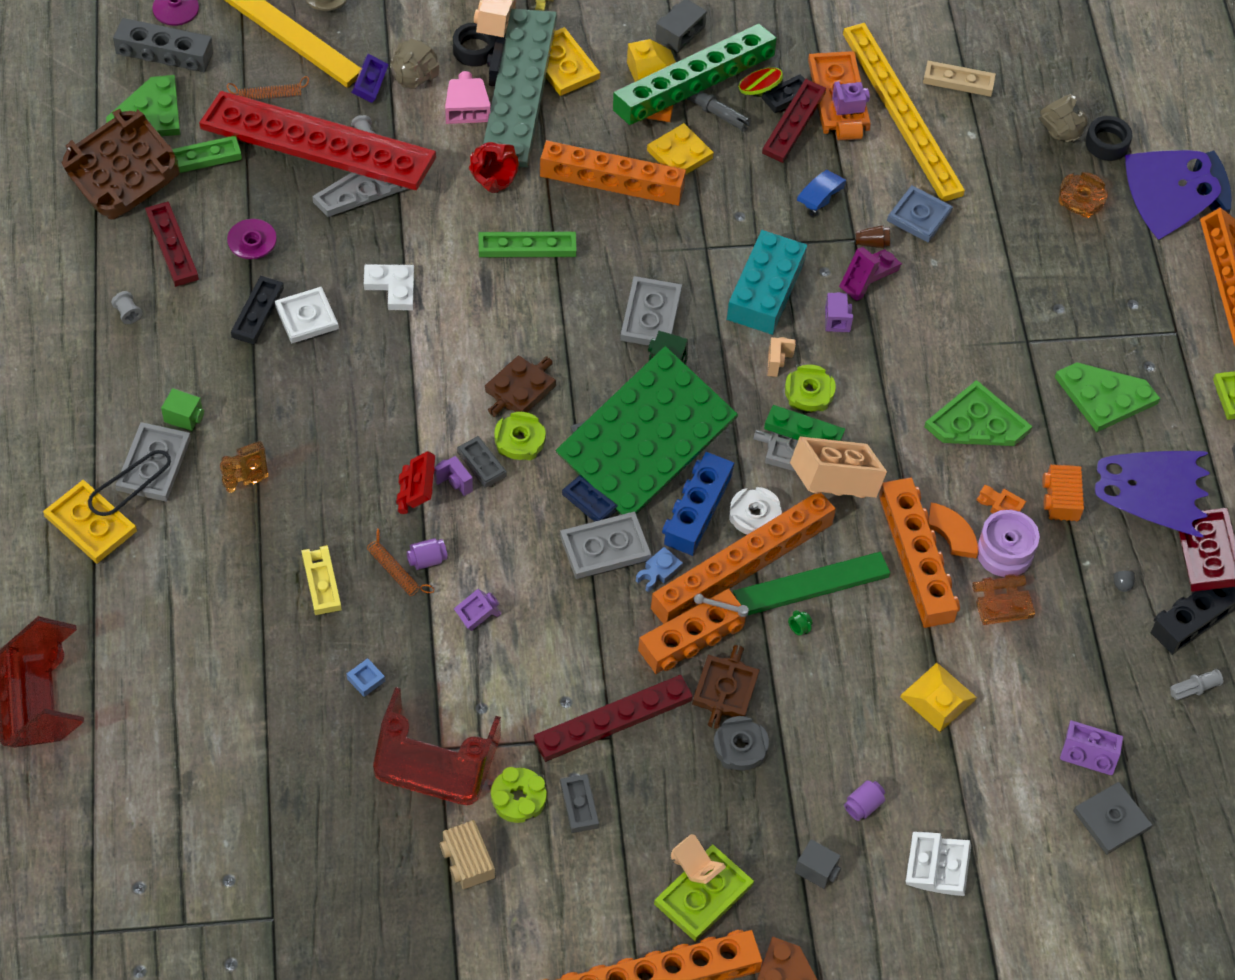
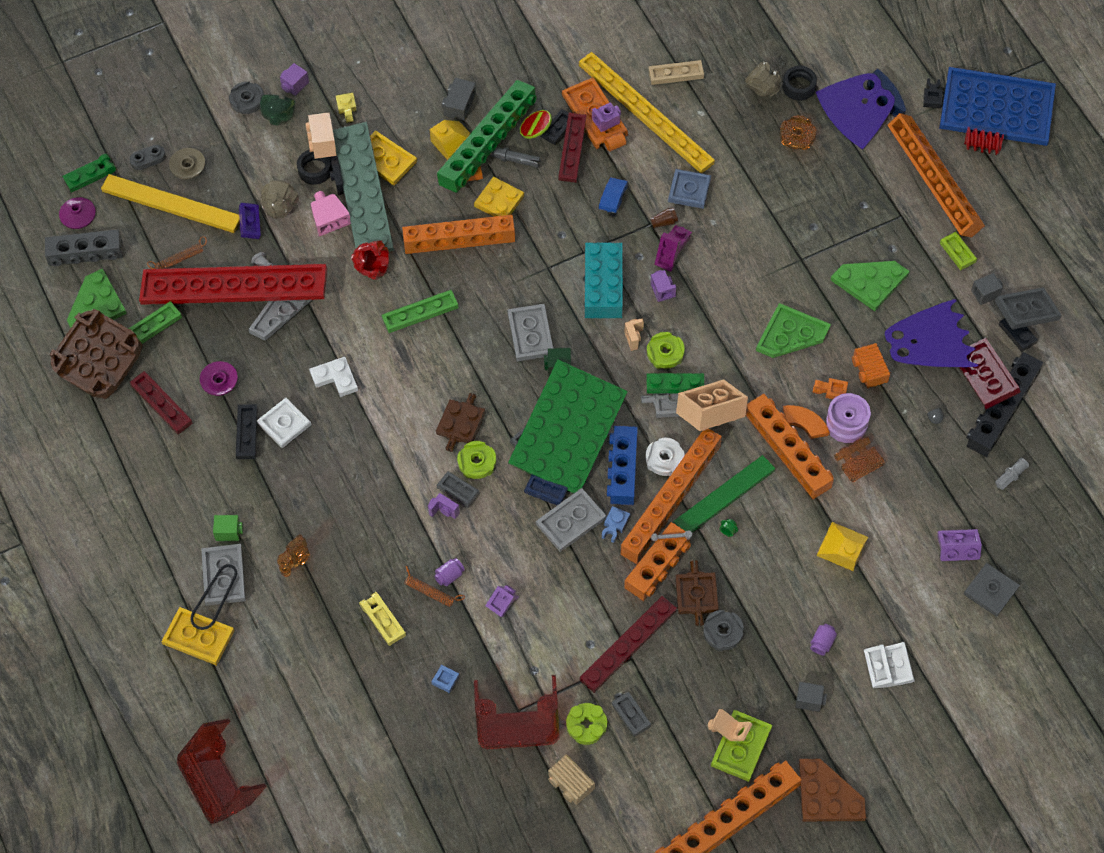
camera: 15 degrees left, 5 degrees up
(129, 311) = (150, 464): light grey bush -> none
(416, 482) = (419, 522): red plate -> none

